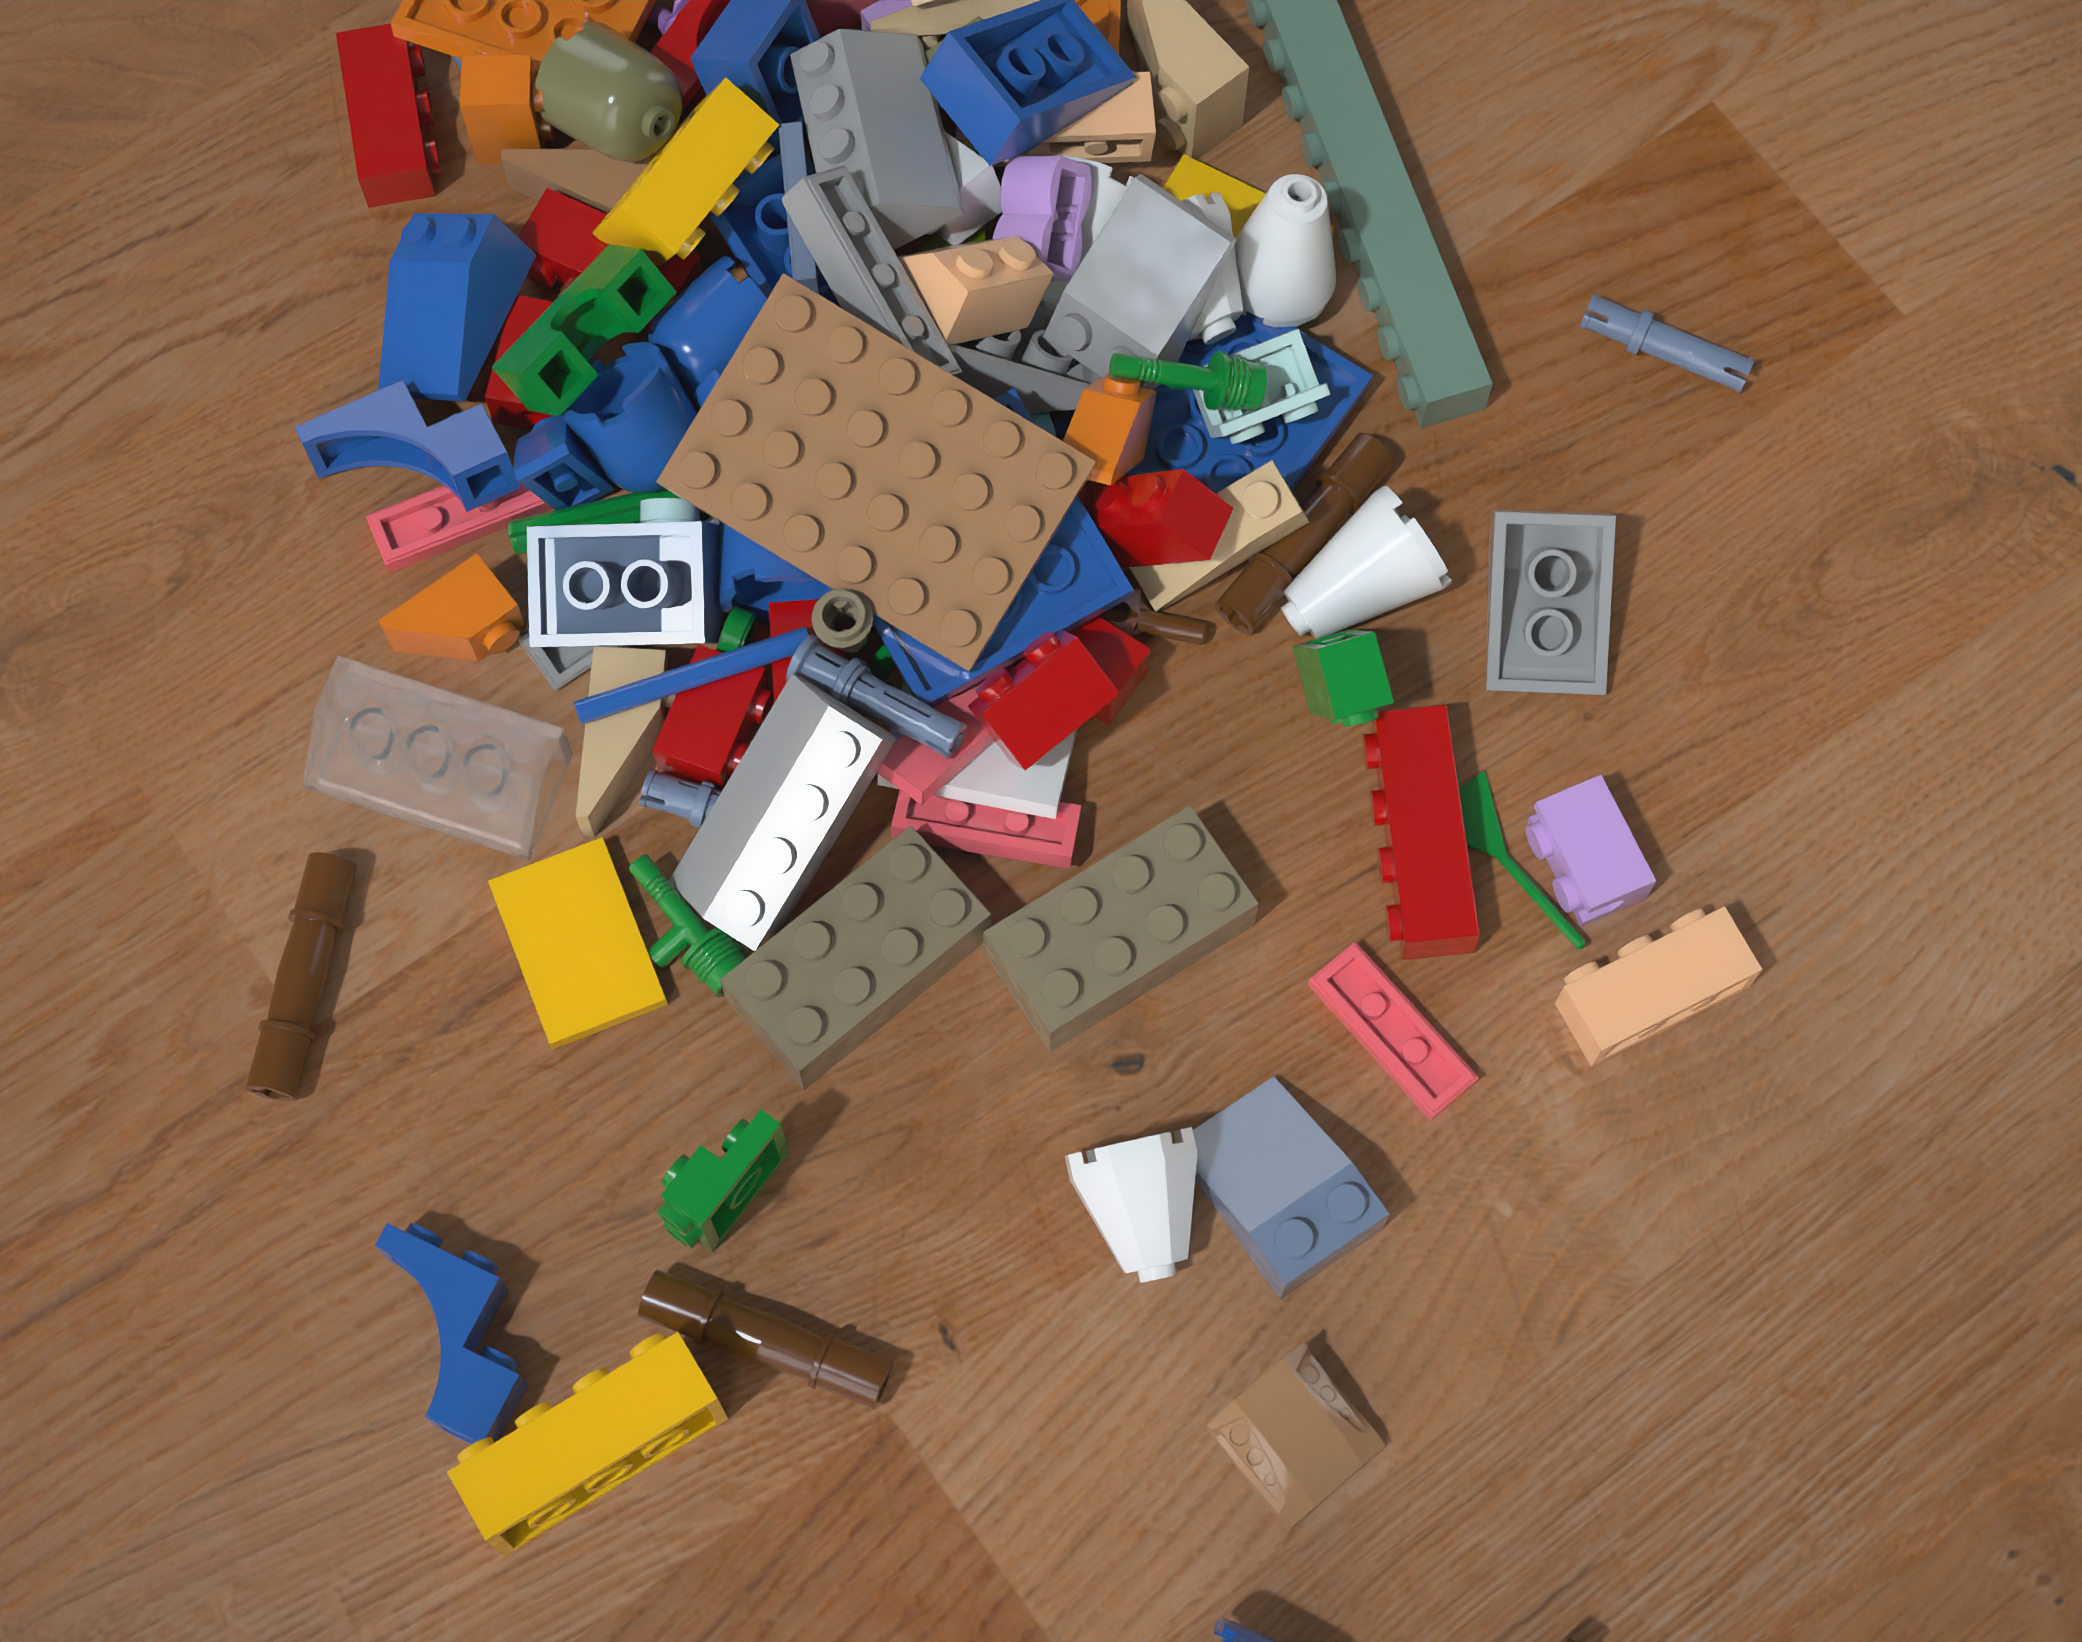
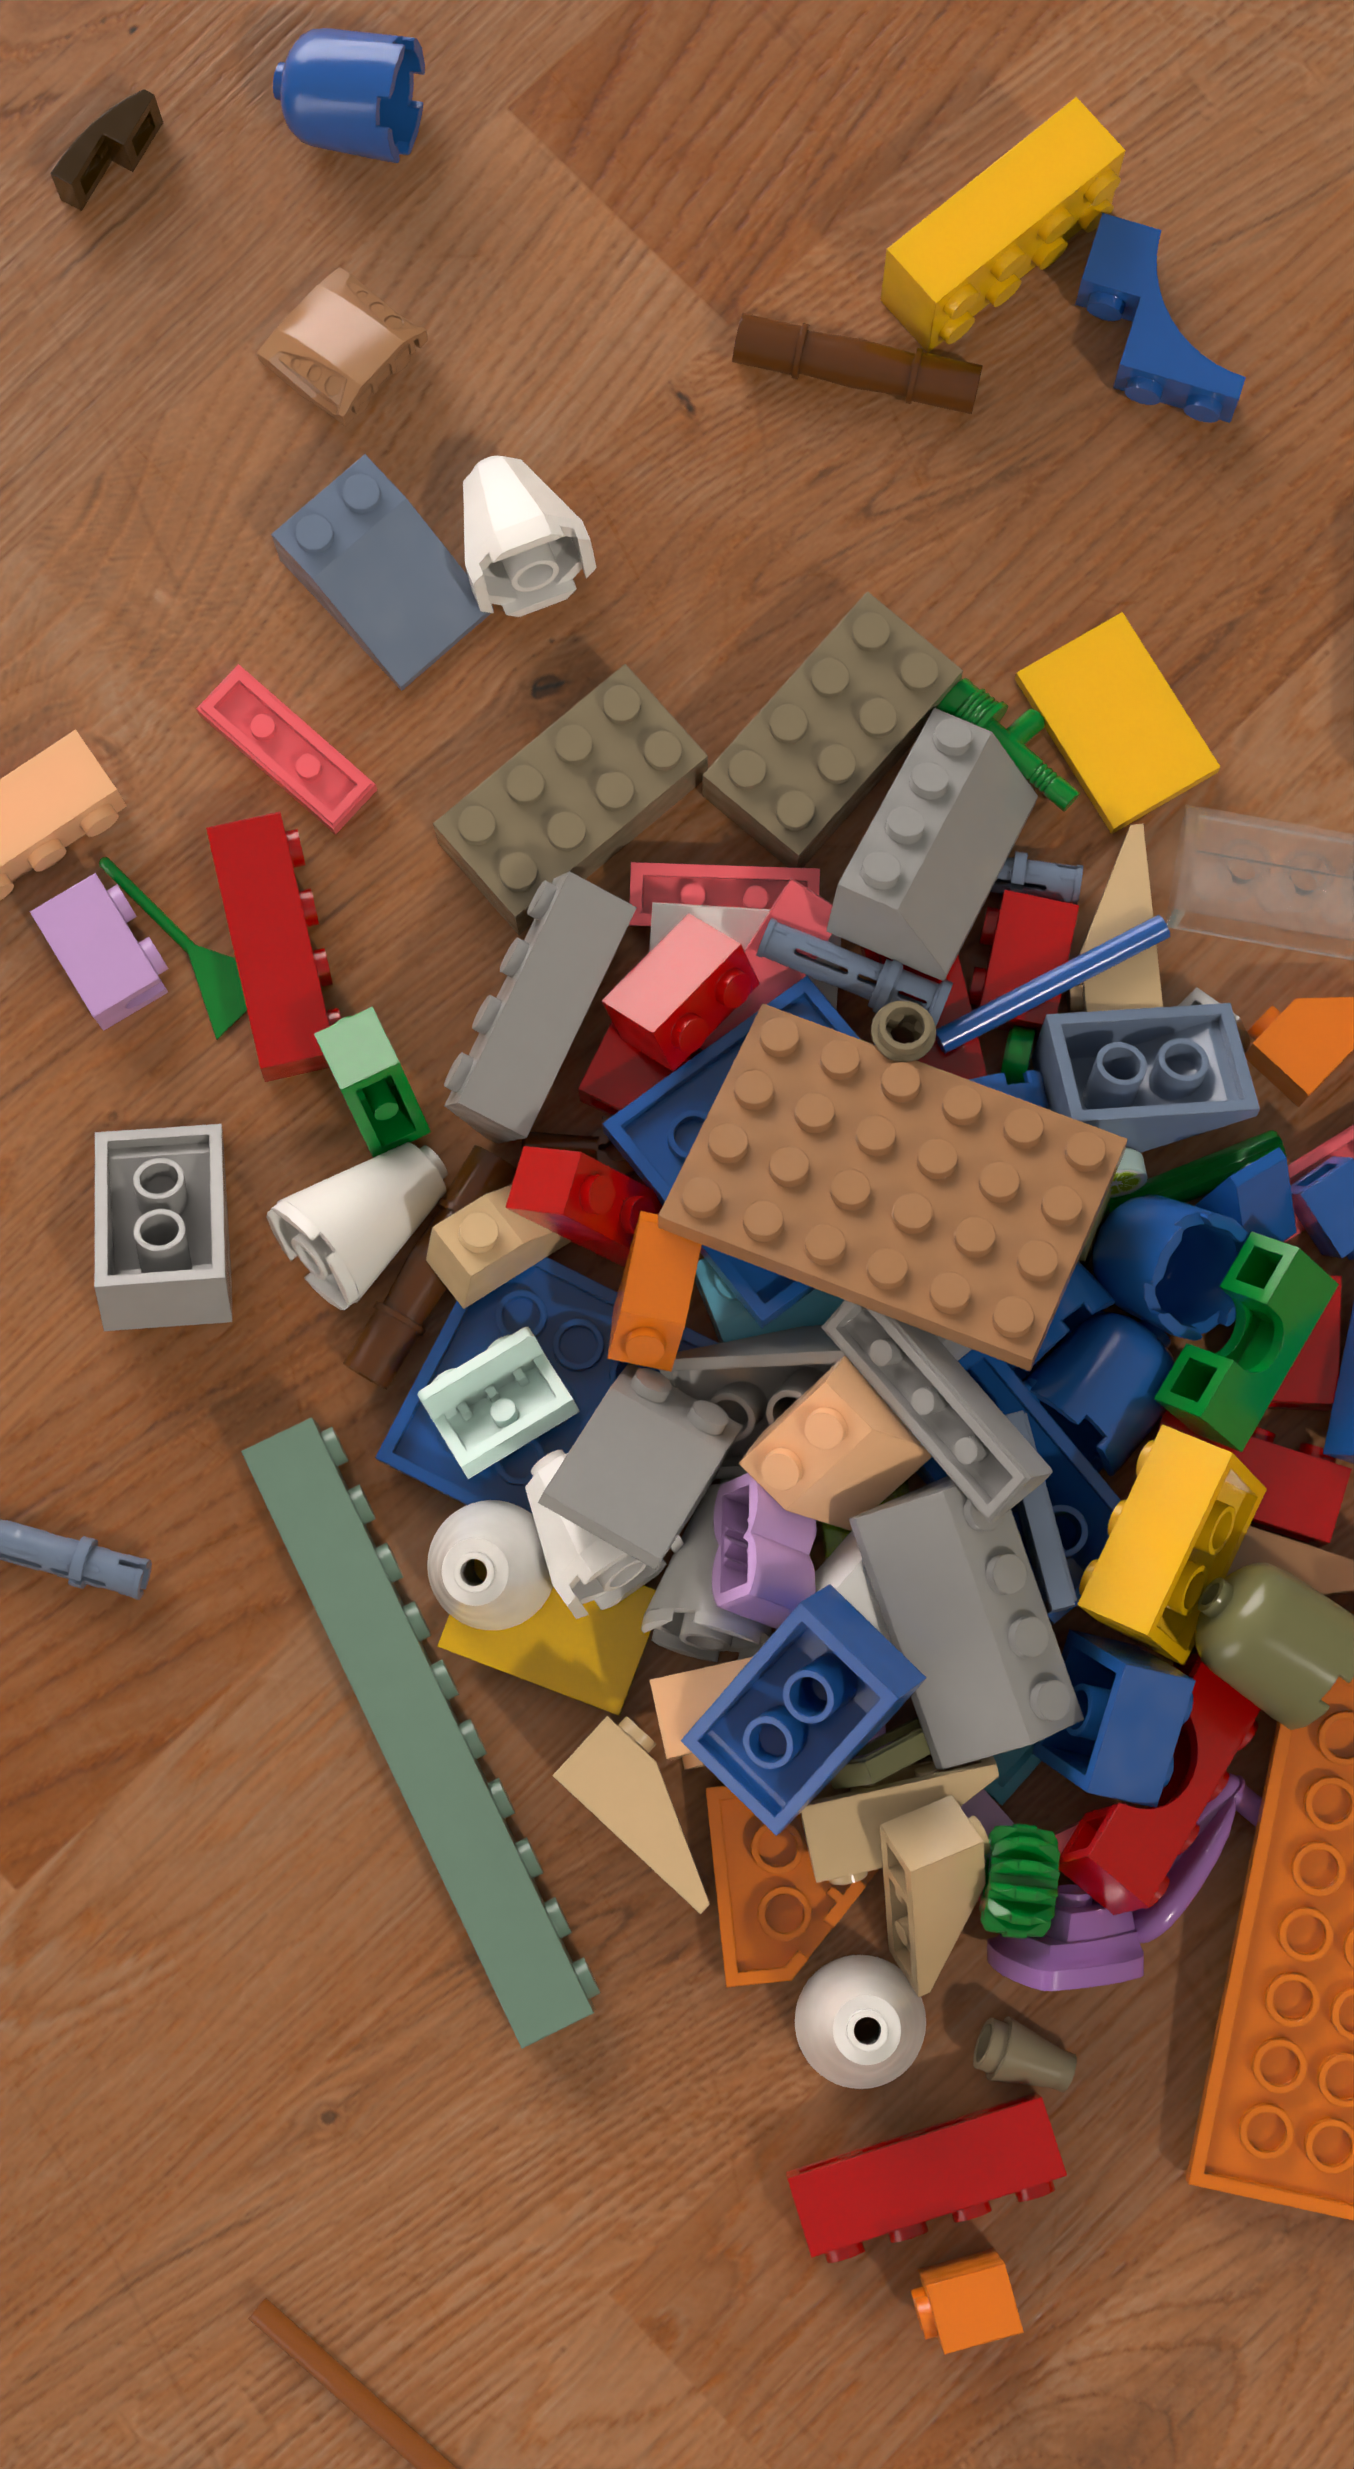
camera: 175 degrees right, 10 degrees up
(711, 1193) = (927, 480): green plate -> none
(1176, 710) = (537, 1008): none -> light grey slope
(1225, 381) = (533, 1379): green piece -> none

